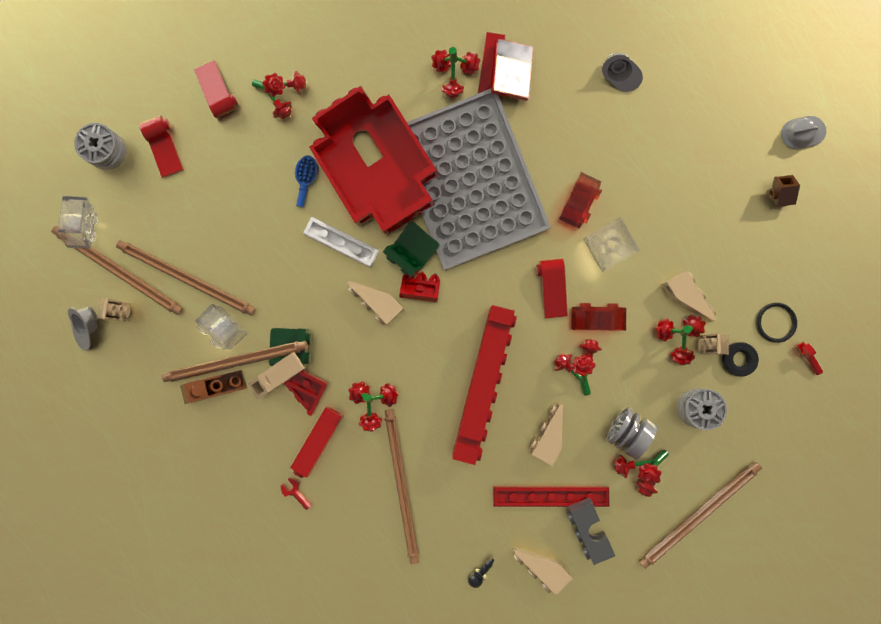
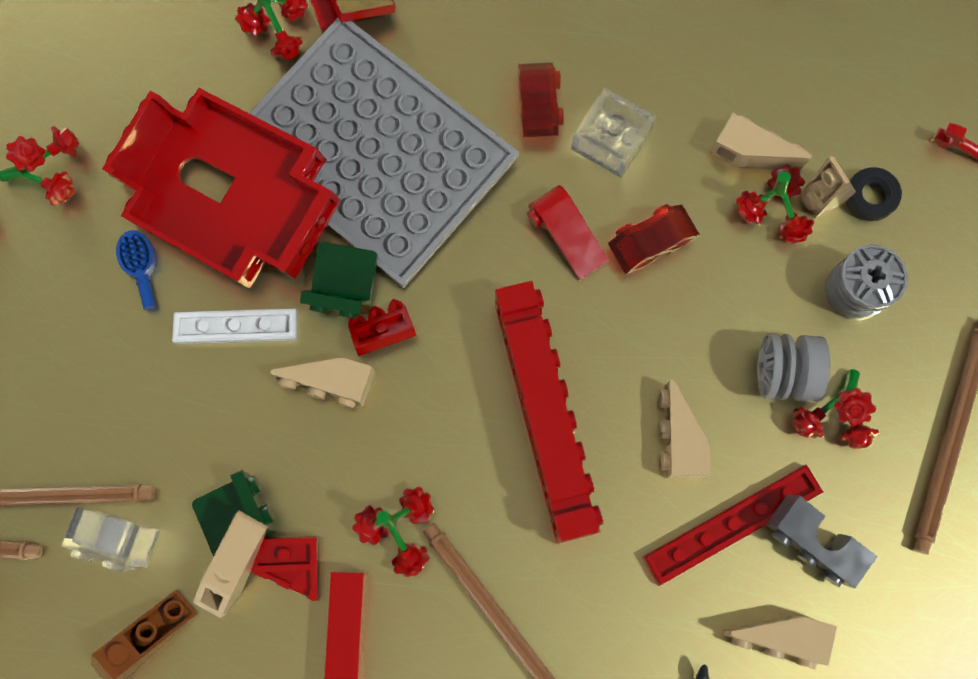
camera: 30 degrees left, 10 degrees down
(234, 361) = (155, 580): medium nougat piece -> none
(582, 365) = (667, 307): red plant -> none
(770, 338) = (907, 105): black tyre -> none

